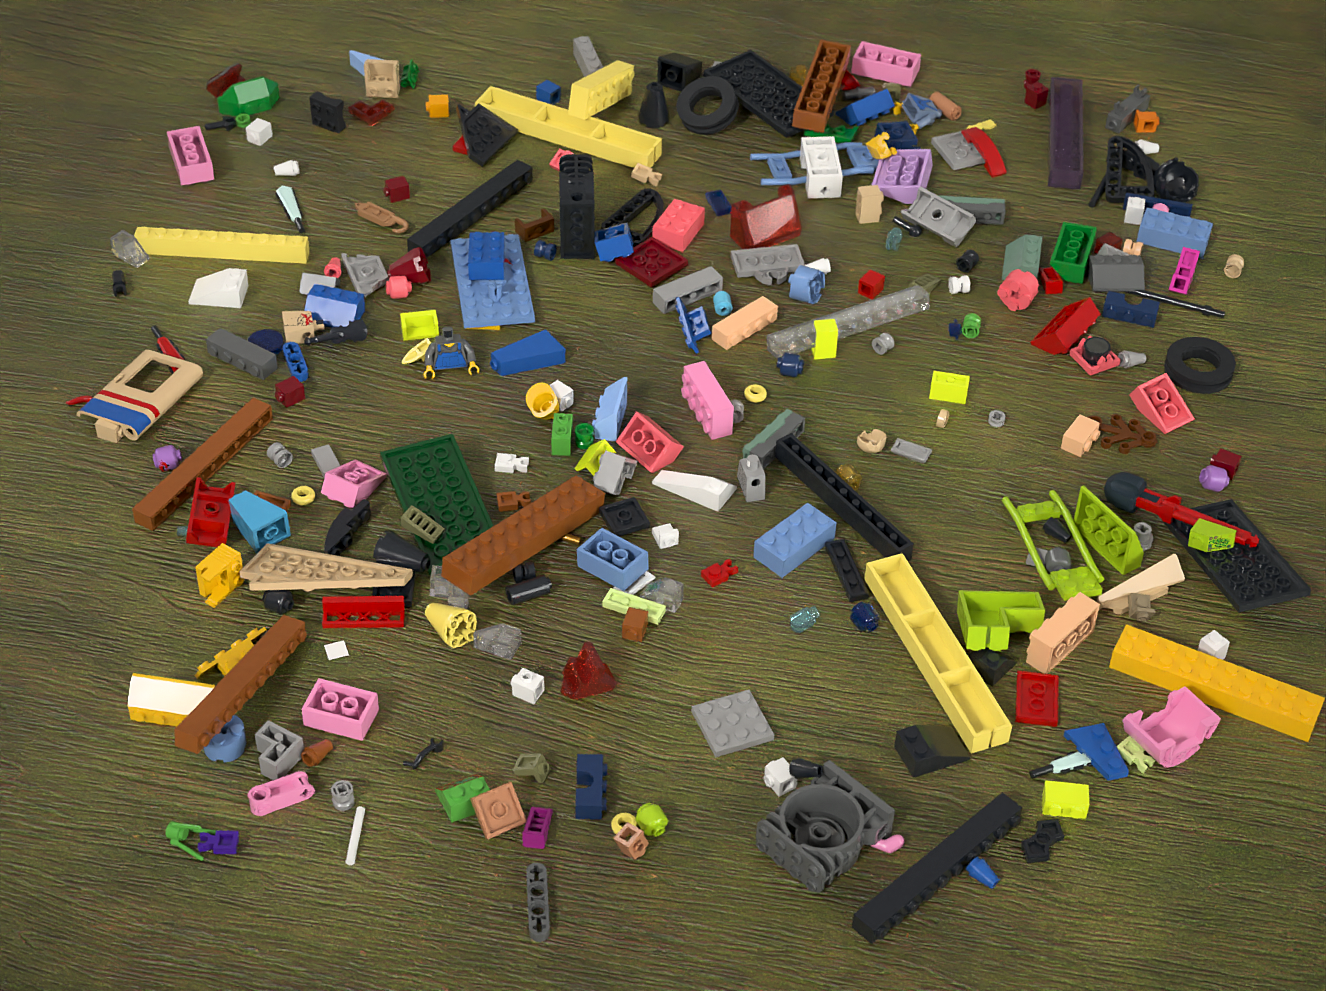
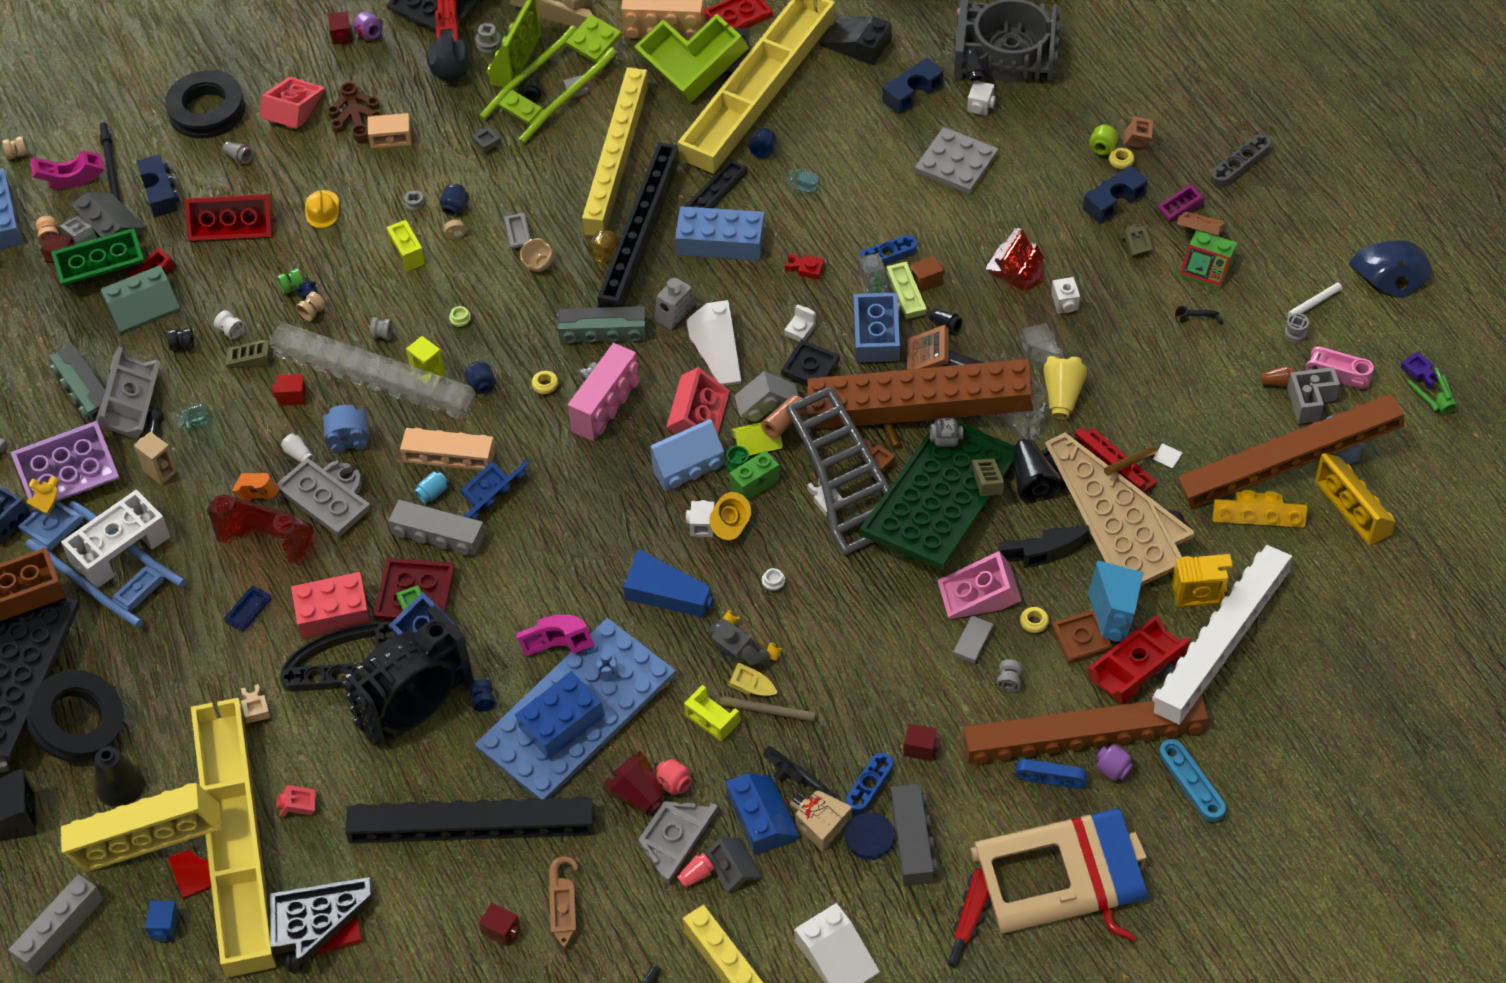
camera: 125 degrees left, 10 degrees up
(112, 486) = (1192, 780): none -> dark azure plate
(172, 558) = (1221, 635): none -> white brick
(187, 436) = (1051, 774): none -> blue beam
(325, 910) = (1380, 265): none -> dark blue piece
(340, 709) = (1229, 386): bright pink brick -> none
(345, 604) = (1126, 462): none -> pearl gold bar
(389, 355) = (768, 708): none -> dark tan bar
(478, 403) = (773, 579): none -> white plate
(478, 525) = (945, 432): none -> light grey head
(525, 455) = (821, 465): none -> dark grey bar
(535, 228) = (445, 738): reddish brown panel -> none
(542, 291) = (556, 631): none -> dark pink arch
(563, 575) = (928, 349): none -> nougat tile
(582, 608) = (950, 320): none -> black cone
(584, 459) = (779, 420): none -> nougat brick
(642, 251) = (408, 596): none -> bright green tile
(683, 629) = (893, 245): none -> blue beam
(800, 234) = (255, 486): none -> orange leg
(838, 730) = (900, 93): none -> dark blue arch
(857, 384) = (459, 316): none -> yellowish green plate
(938, 323) = (313, 304): none -> tan wheel
(938, 533) = (615, 151): none -> light yellow brick
(972, 431) = (454, 199): none -> dark blue head
(1018, 289) = (208, 266): coral brick -> none
(1022, 479) = (486, 139): none -> dark grey plate
(1034, 374) = (322, 209): none -> yellow piece
(1057, 559) = (575, 64): dark grey head -> none
(1094, 355) = (258, 174): piece -> none

